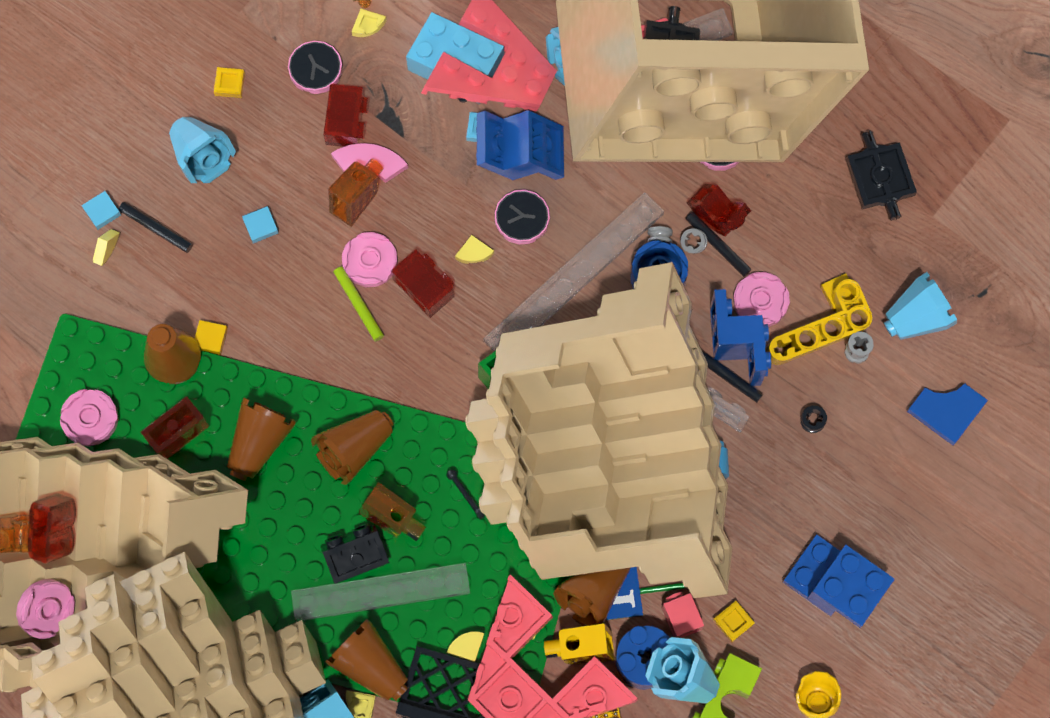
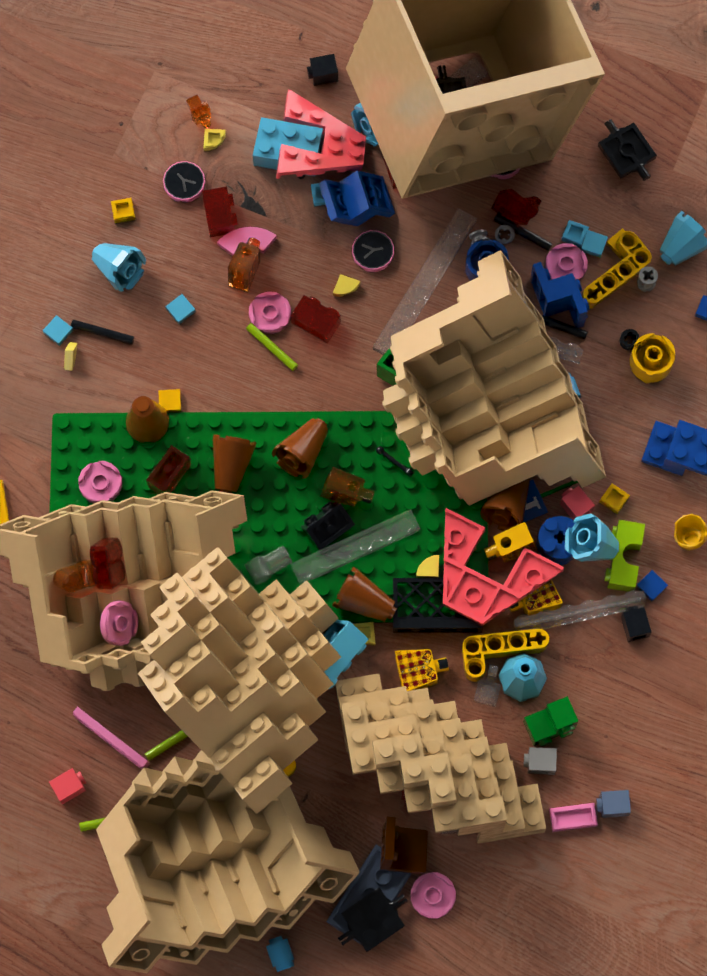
camera: 15 degrees left, 0 degrees up
(255, 585) = (264, 567): none -> clear piece
(783, 264) = (574, 233): none -> medium azure tile
(804, 283) = (594, 243): none -> medium azure tile
(842, 438) = (656, 347): none -> yellow brick

